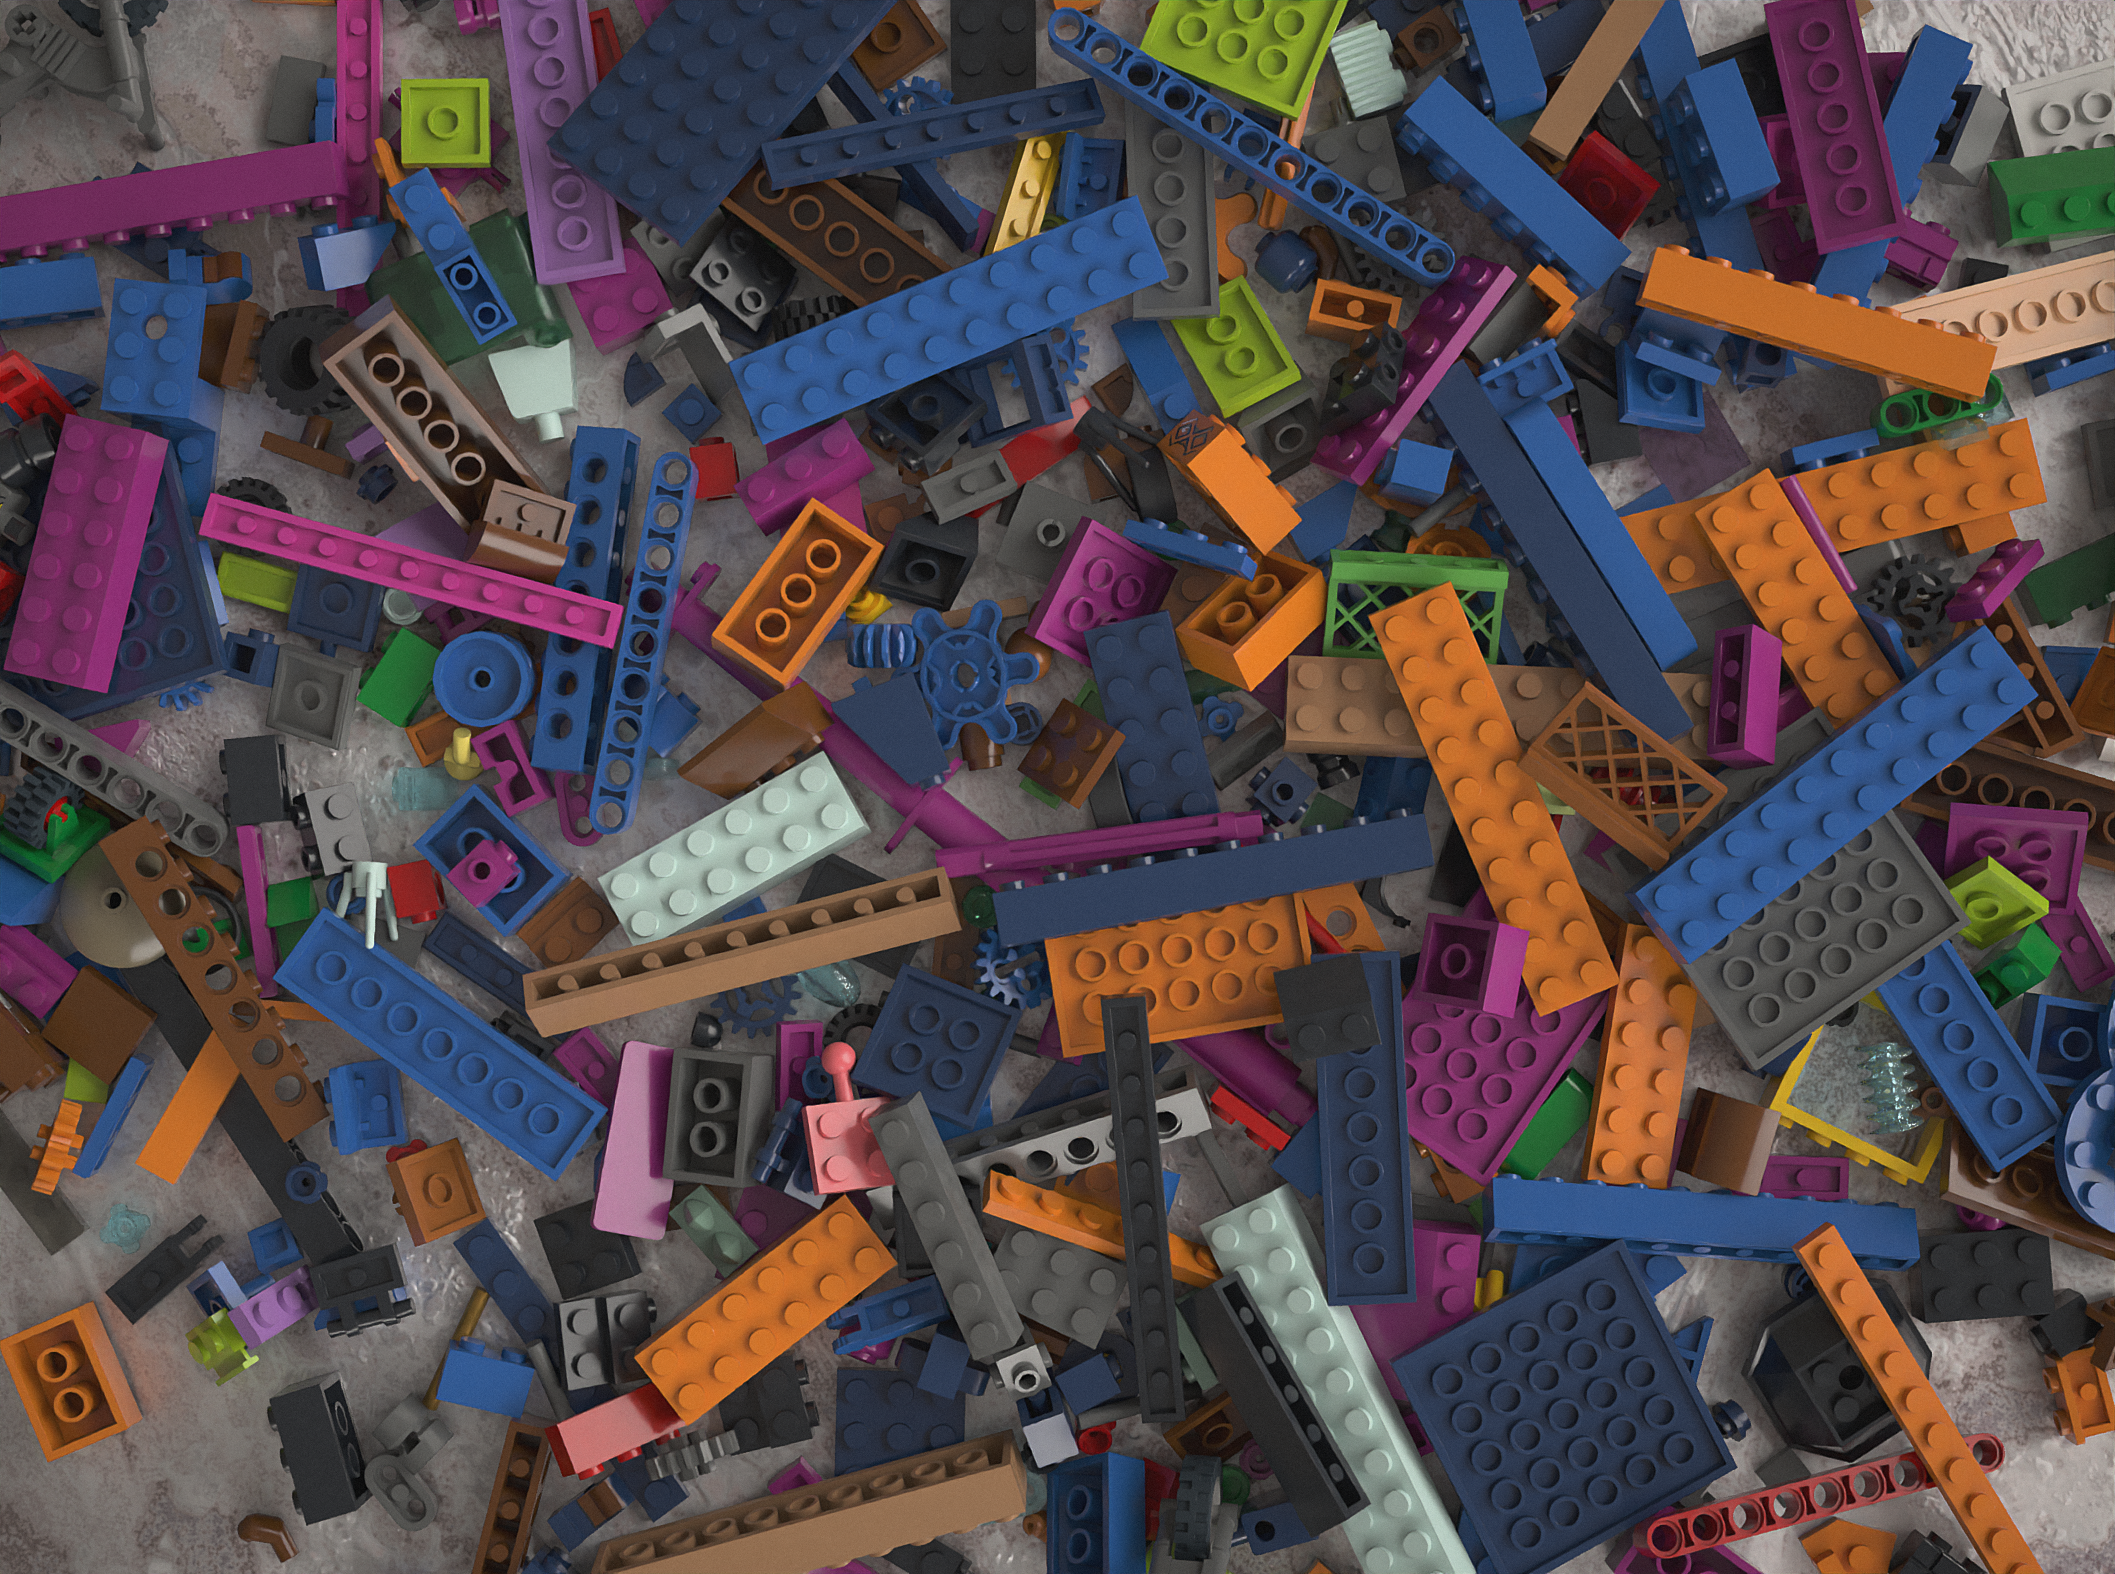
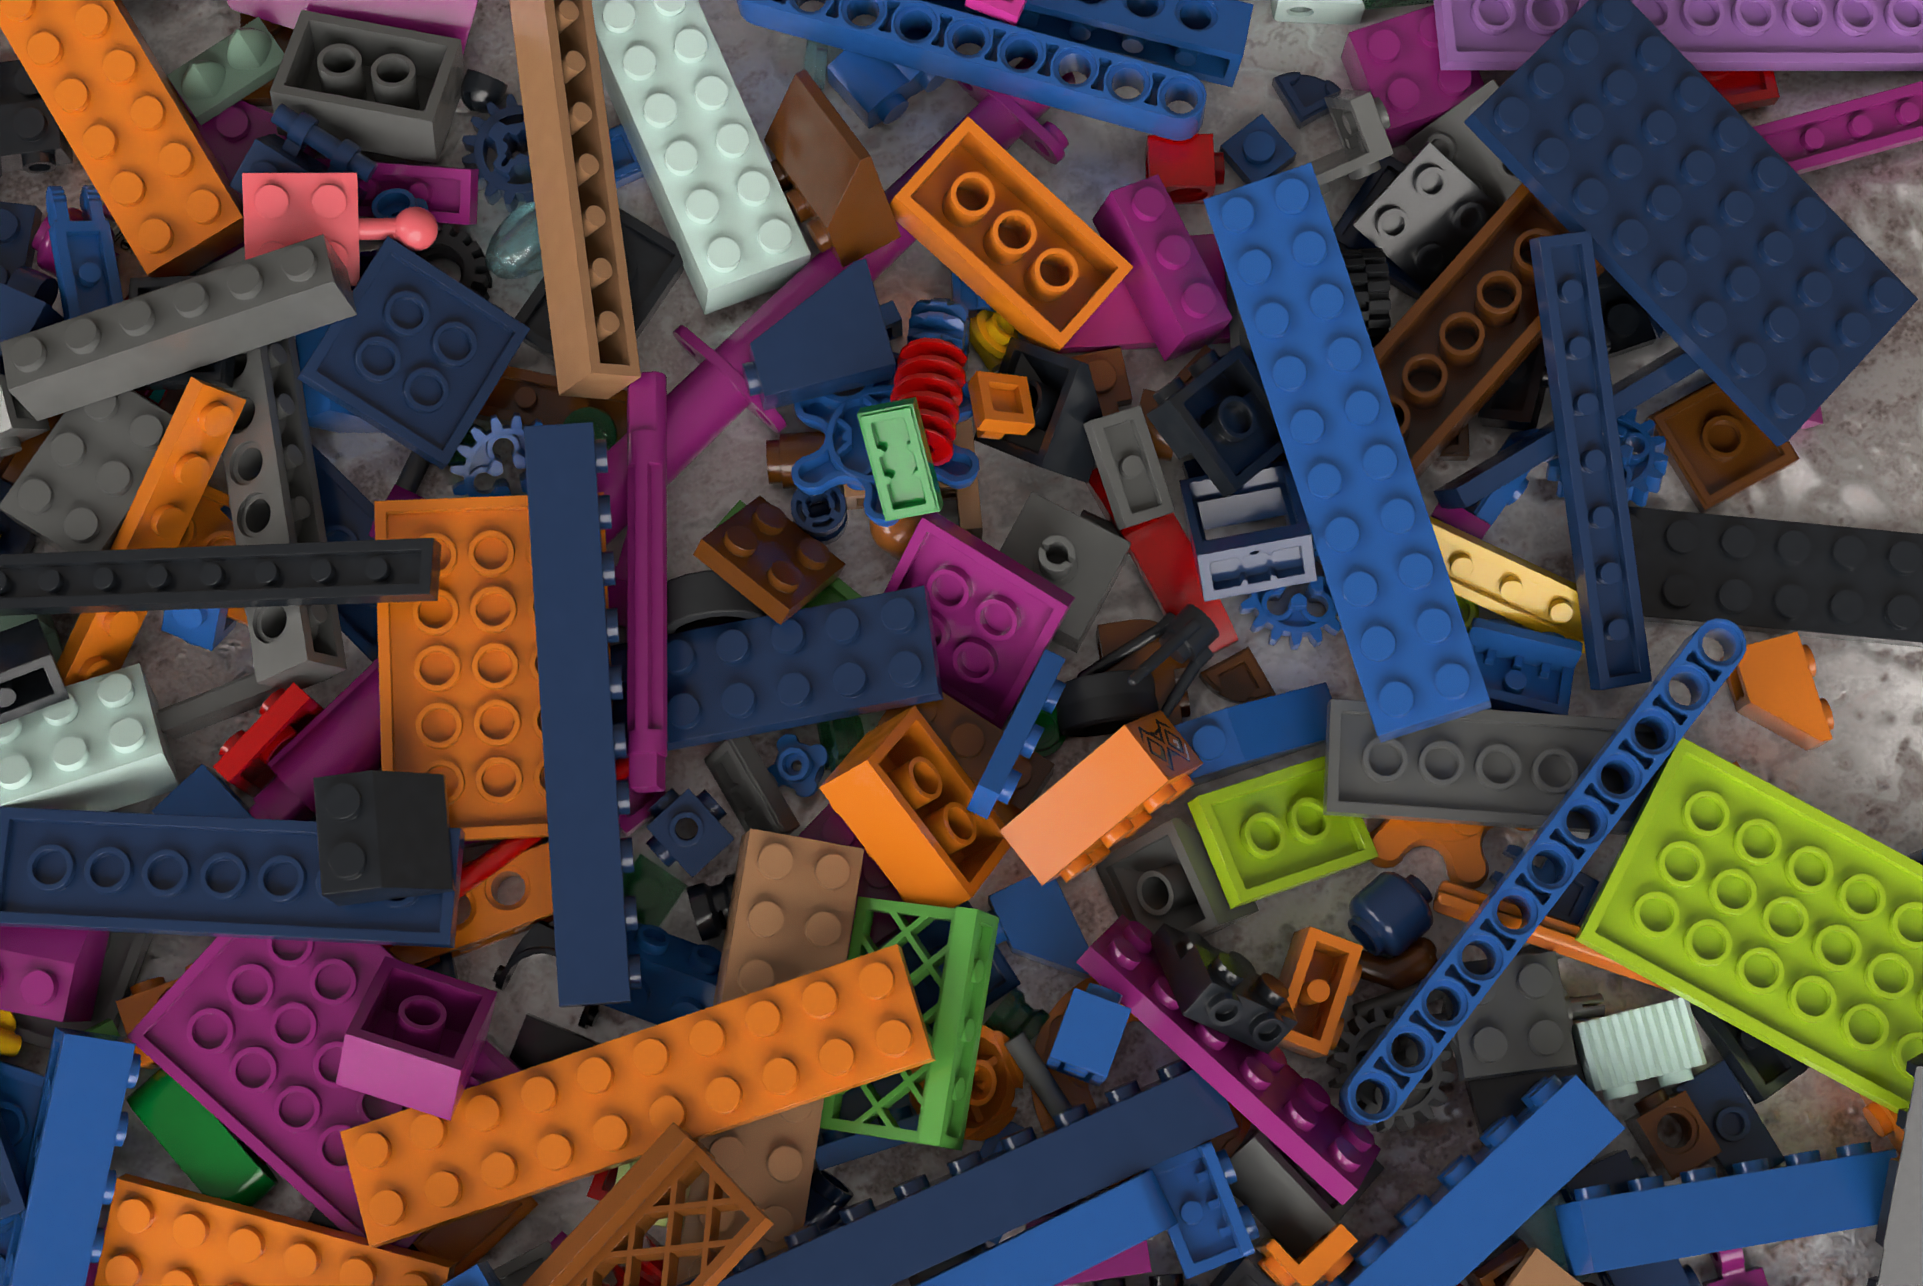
camera: 95 degrees right, 10 degrees down
(929, 589) = (1000, 404): none -> orange tile
(940, 647) = (935, 376): none -> red piece
(996, 655) = (900, 459): none -> plate

